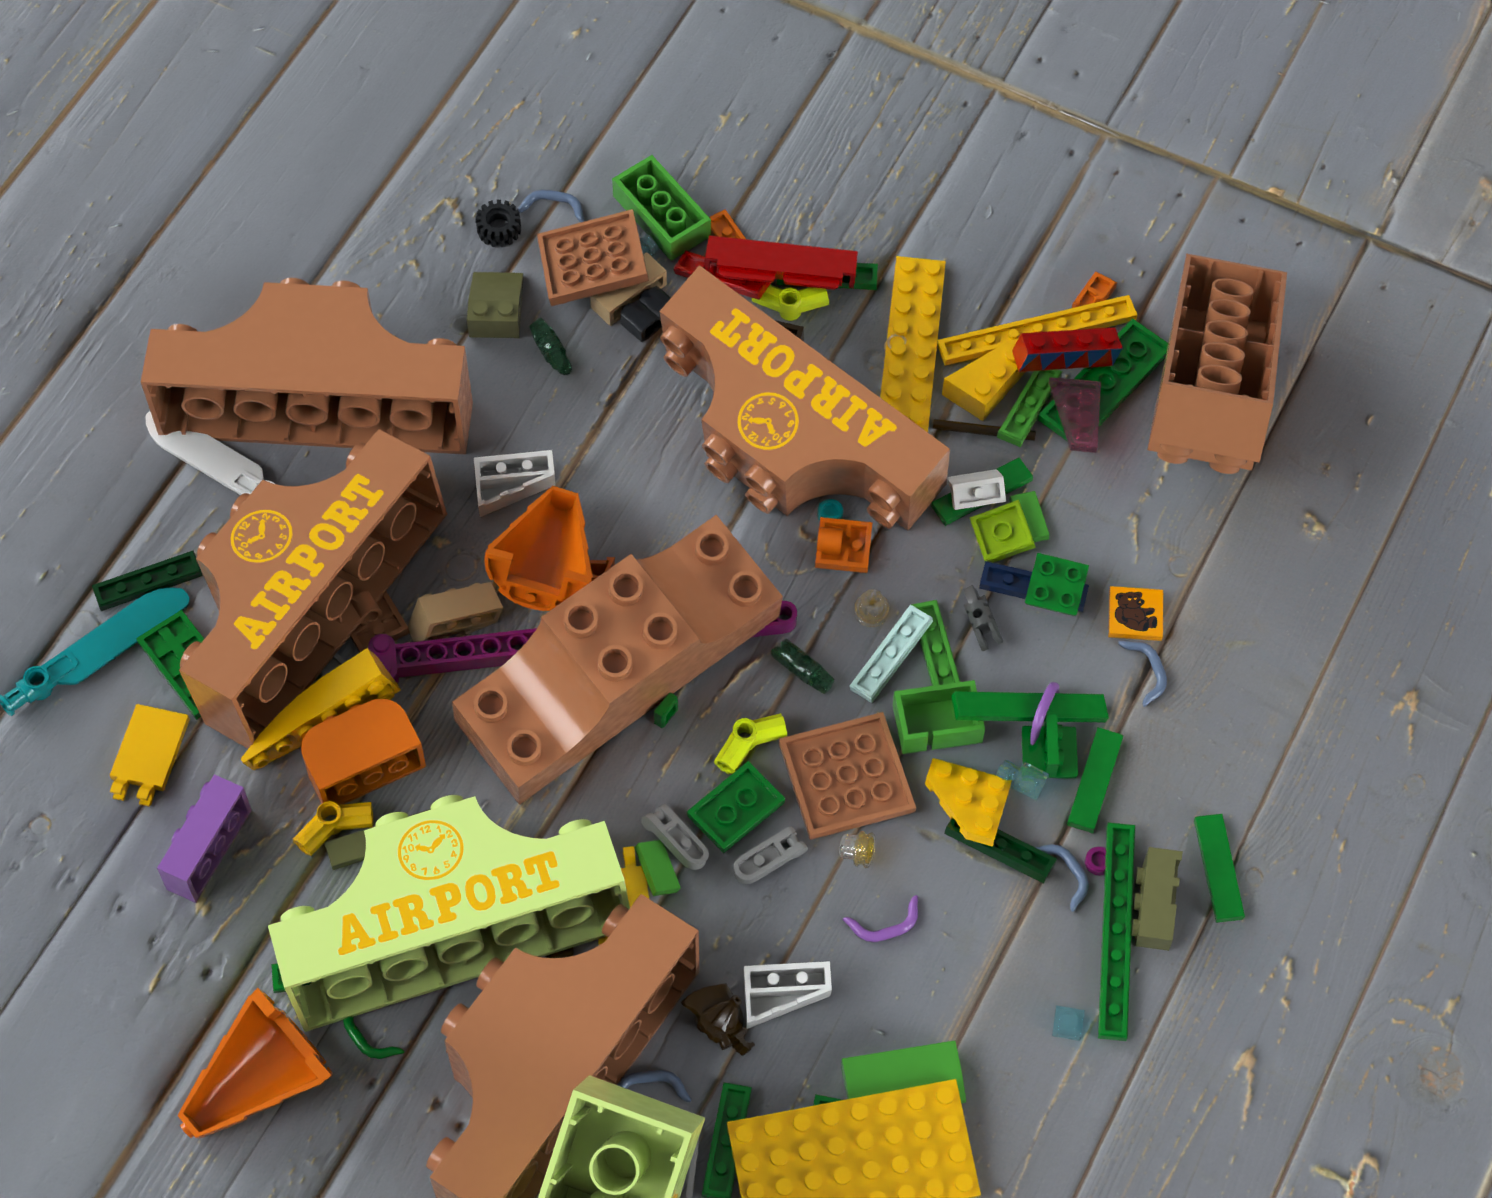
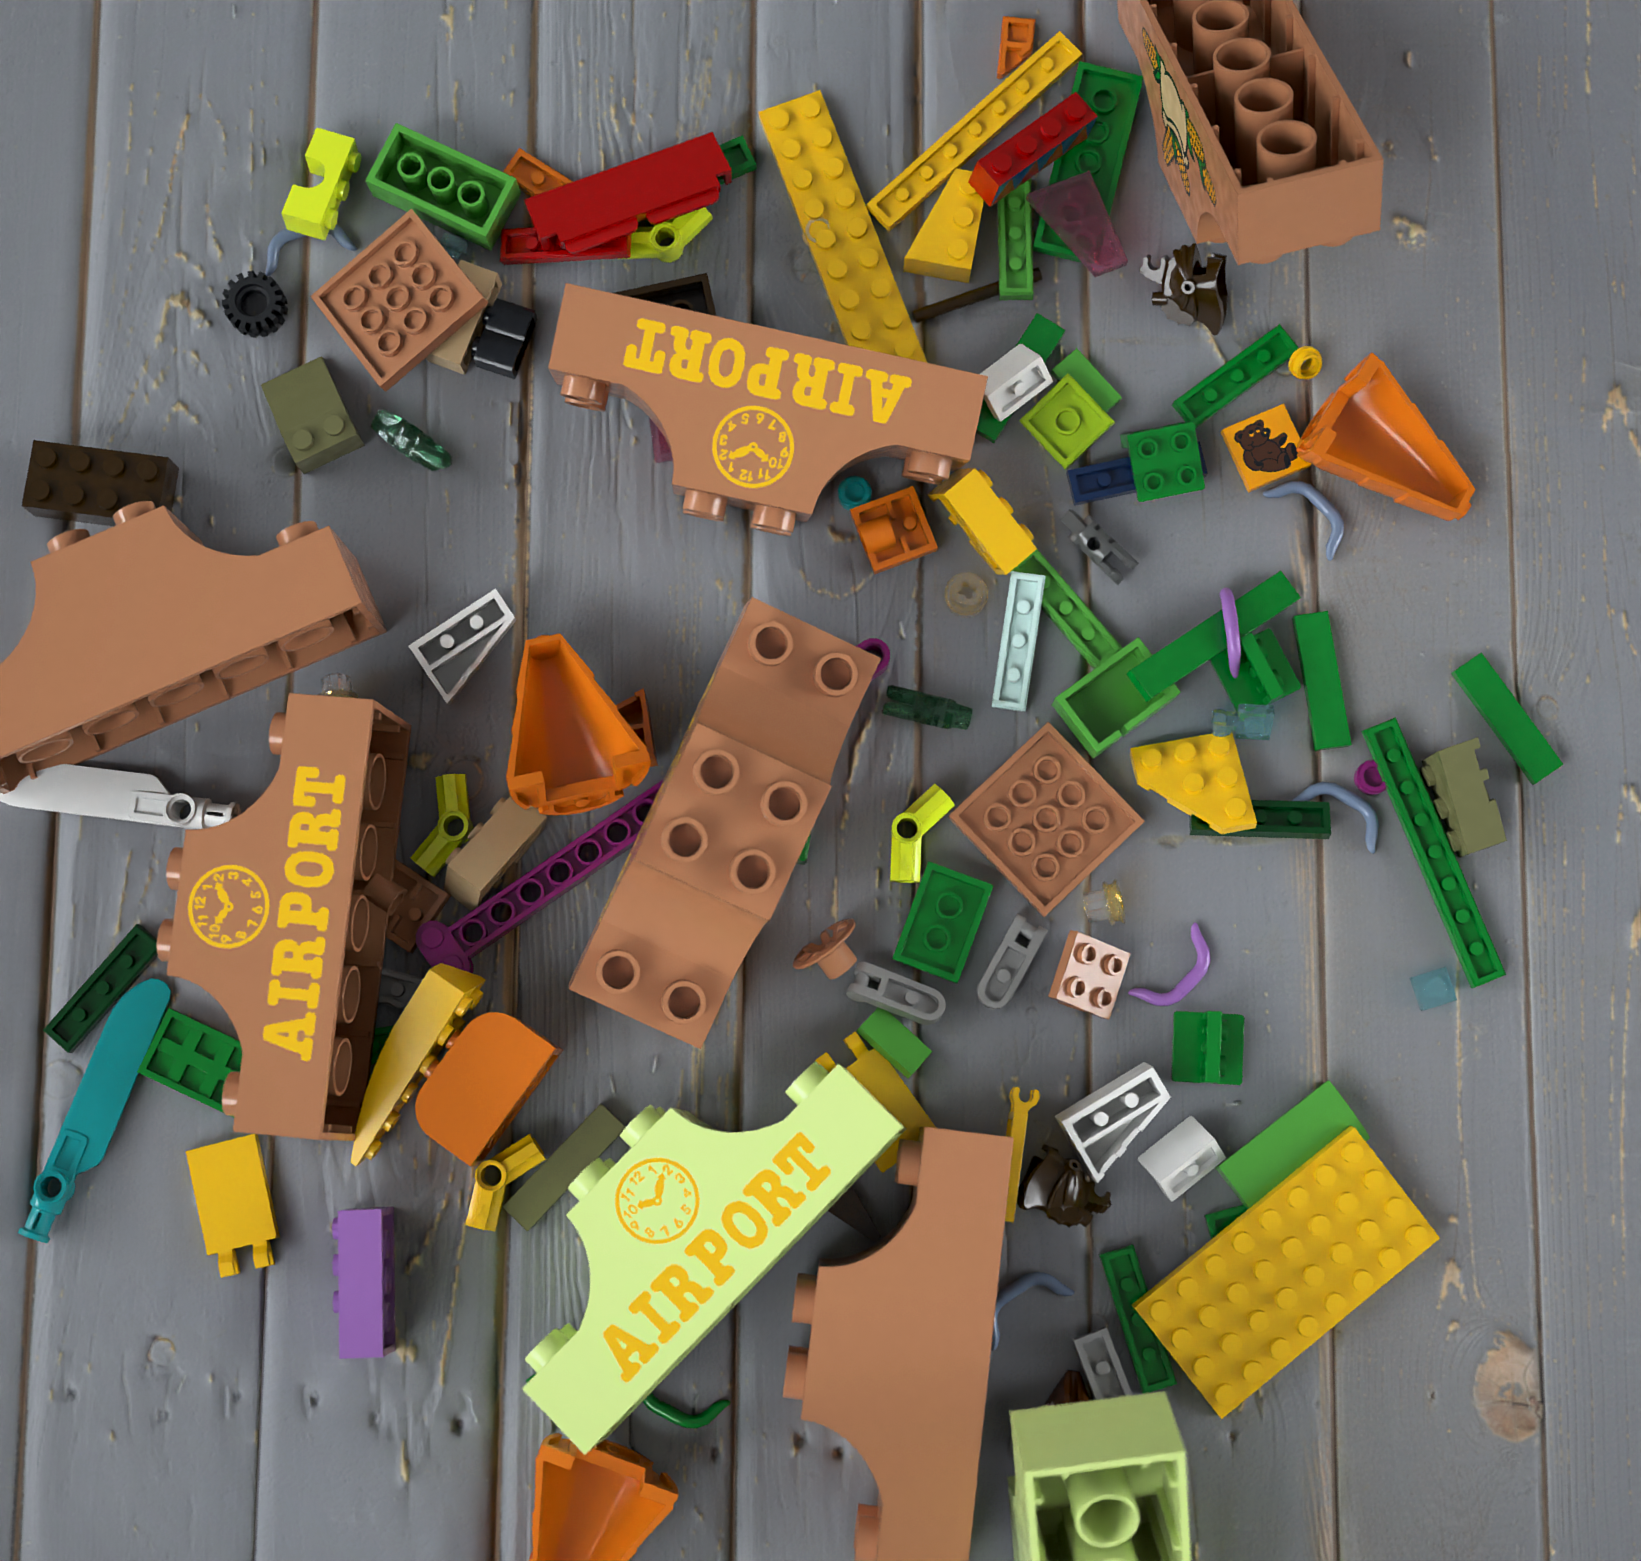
camera: 25 degrees left, 20 degrees up
(324, 265) = (94, 482): none -> dark brown brick
(444, 576) = (452, 805): none -> neon yellow piece
(570, 184) = (315, 209): none -> neon yellow arch
(648, 788) = (832, 954): none -> nougat wheel
(698, 974) = (1017, 1128): none -> yellow tile
(819, 888) = (1089, 975): none -> plate
(819, 1047) = (1182, 1158): none -> white panel
(880, 980) = (1207, 1047): none -> green bracket
(910, 563) = (985, 519): none -> yellow wedge
(1135, 486) = (1189, 289): none -> dark brown helmet
(1138, 560) = (1236, 377): none -> green tile
(1197, 576) = (1308, 369): none -> yellow plate
(1220, 644) = (1385, 444): none -> orange cone

